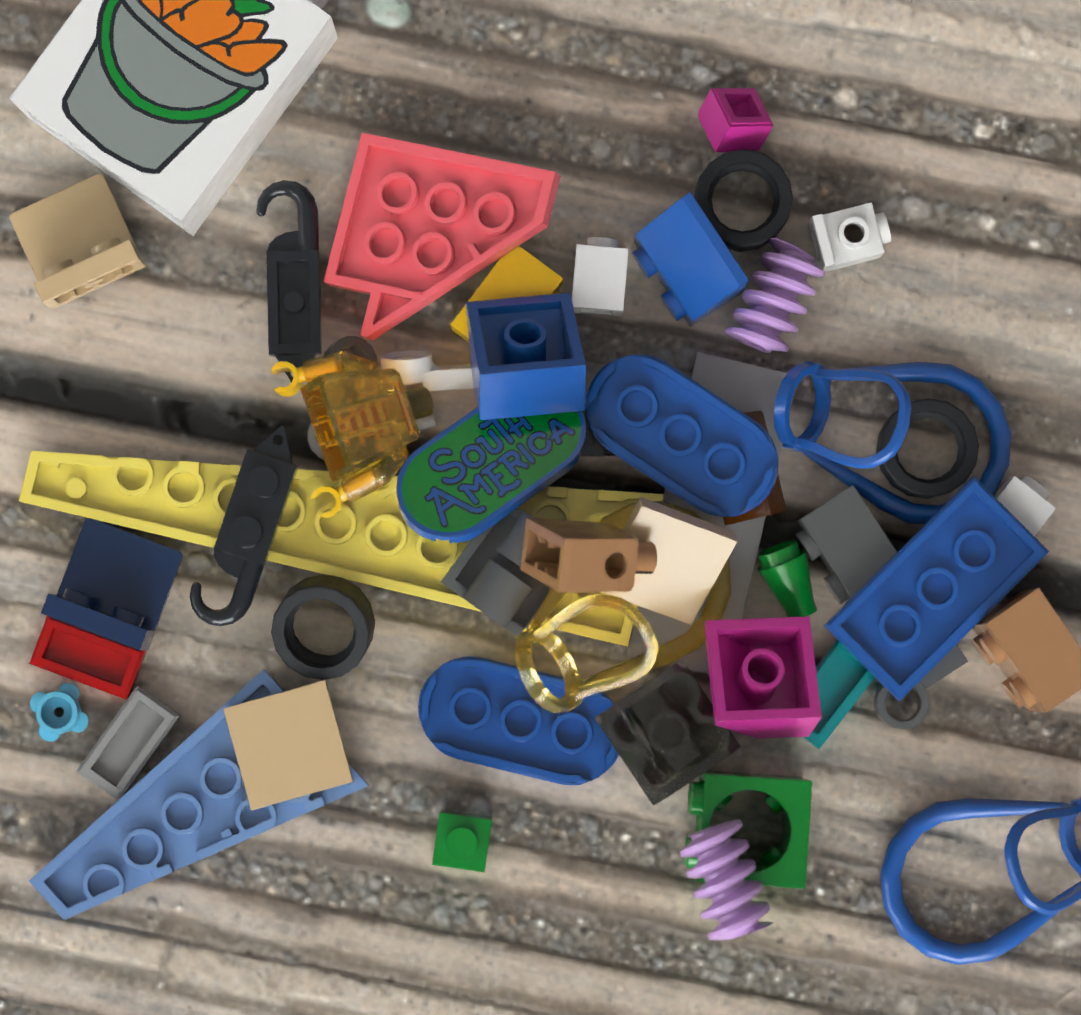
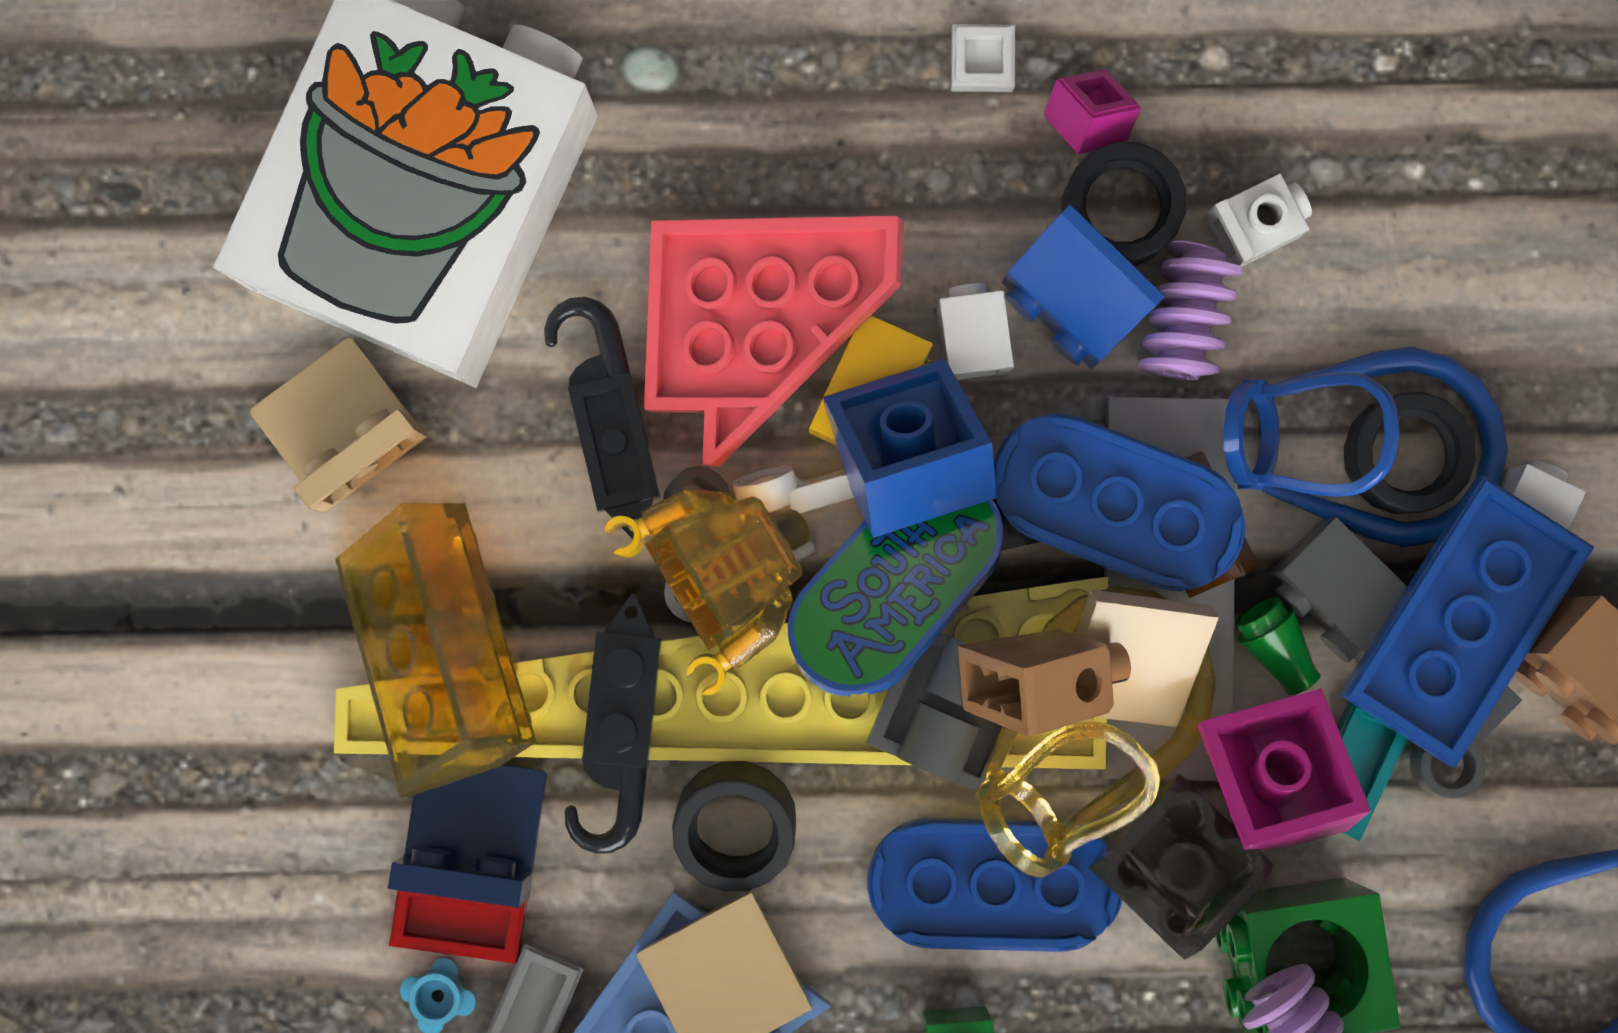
camera: 15 degrees left, 0 degrees up
(116, 433) = (433, 647): none -> clear yellow slope
(657, 57) = (982, 58): none -> white tile

